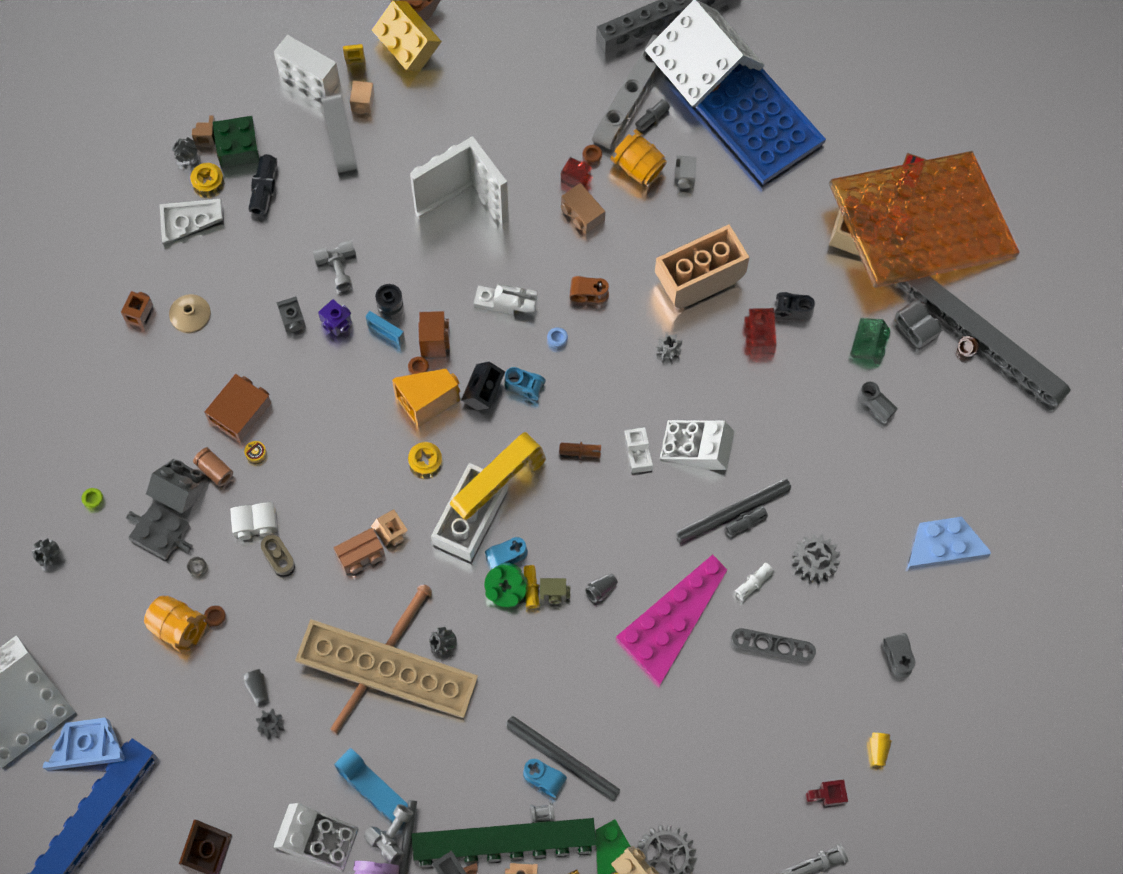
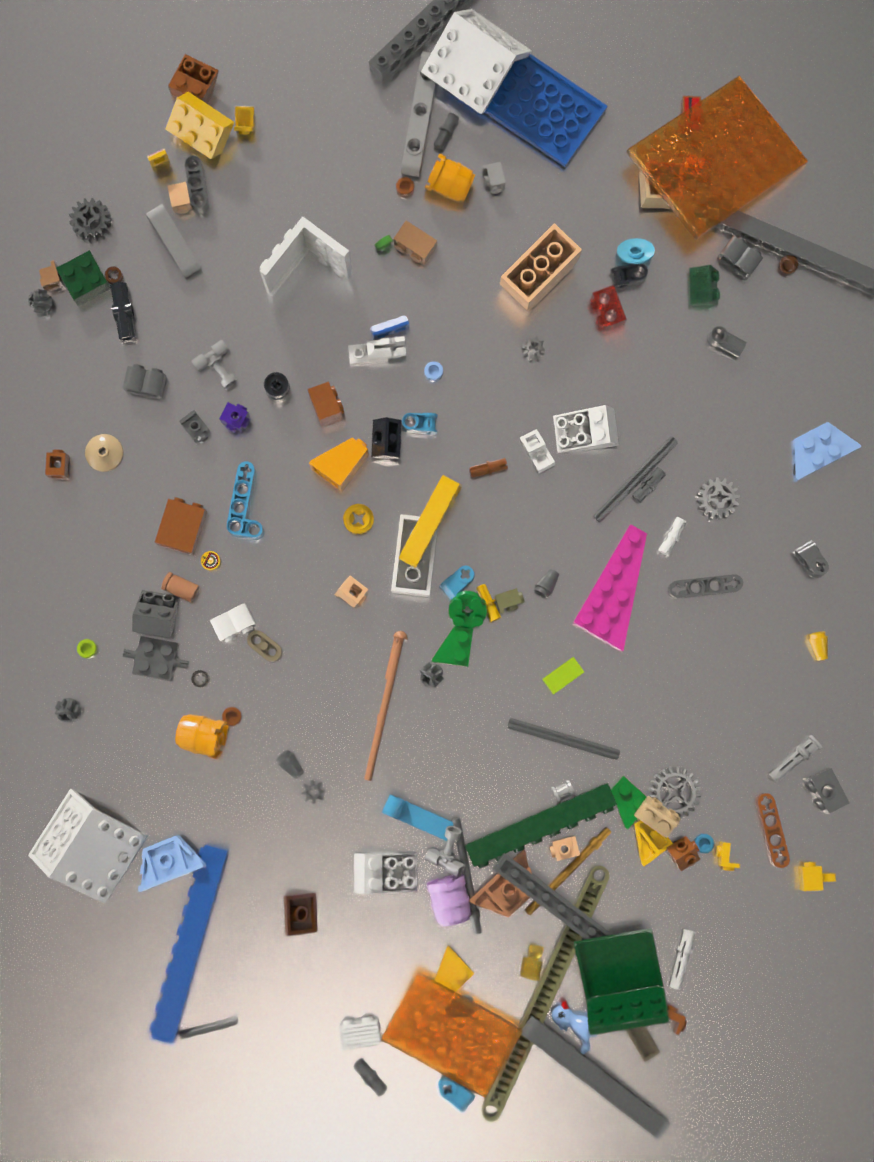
camera: 20 degrees left, 15 degrees up
(188, 217) = (68, 364): white wing -> none
(204, 170) = (64, 314): yellow gear -> none
(257, 257) = (144, 381): none -> dark grey brick
(265, 90) = (94, 225): none -> dark grey gear
(270, 144) = (113, 269): none -> reddish brown bush
(306, 67) = (120, 186): white brick -> none
(315, 402) = (245, 499): none -> dark azure beam
(359, 551) = (333, 620): nougat brick -> none
(381, 82) = (193, 176): none -> dark grey beam
(385, 328) = (281, 412): dark azure tile -> none
(386, 668) = (393, 715): tan plate -> none
(418, 365) = (322, 437): dark orange tile -> none
(454, 45) = (244, 119): none -> yellow bracket
(479, 623) = (455, 648): none -> green wing
(528, 282) = (390, 327): none -> blue slope
(546, 779) = (558, 761): dark azure piece -> none
(550, 199) = (383, 243): none -> bright green tile
(576, 172) = (398, 210): clear red brick -> none
(585, 689) = (563, 675): none -> lime tile
(587, 289) = (444, 318): dark orange piece -> none
(809, 284) = (635, 251): none -> medium azure dish
(831, 792) = (791, 695): dark red plate -> none

